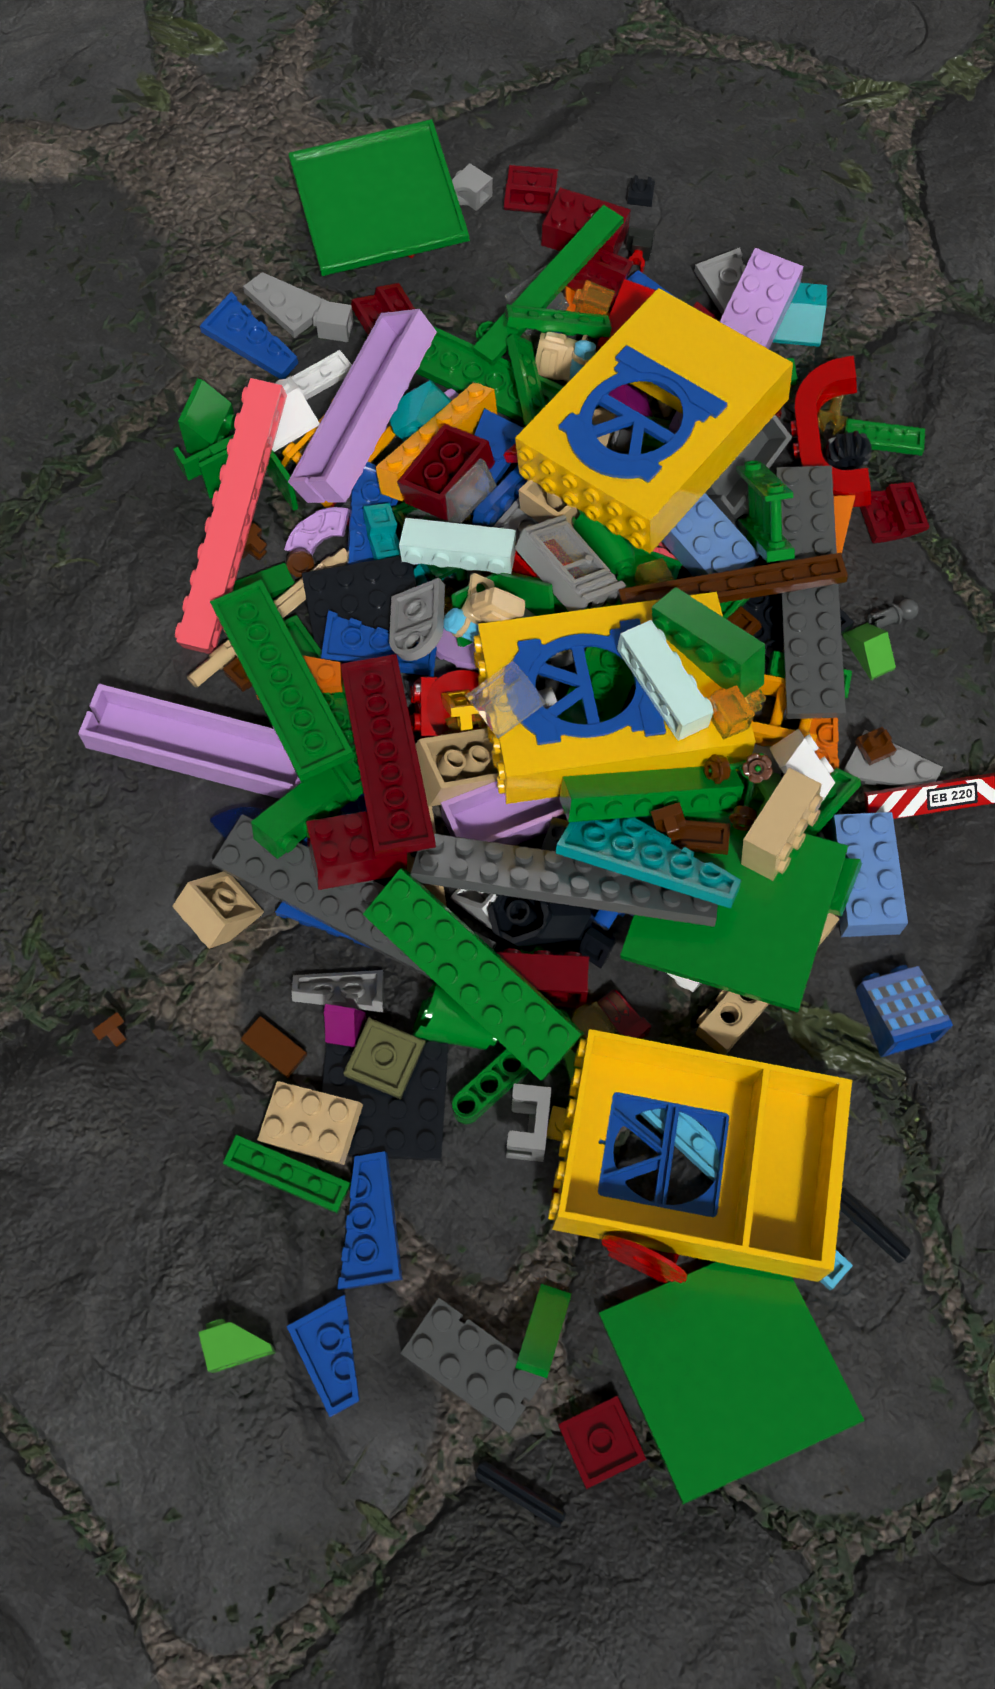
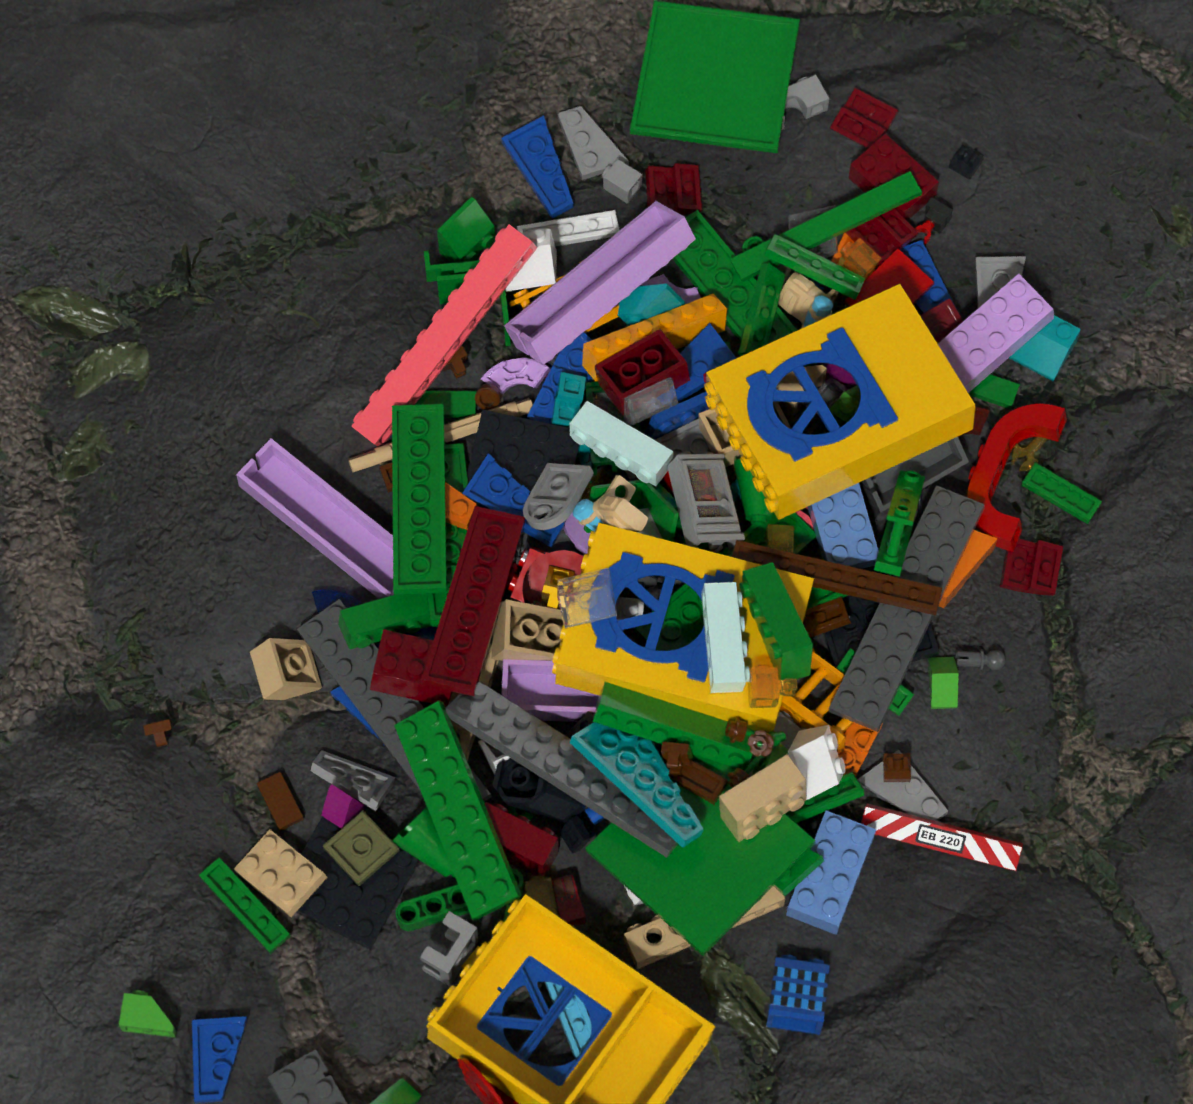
camera: 25 degrees right, 0 degrees up
(371, 1235) = (291, 974): blue wing -> none
(848, 451) = (1017, 494): black gear -> none

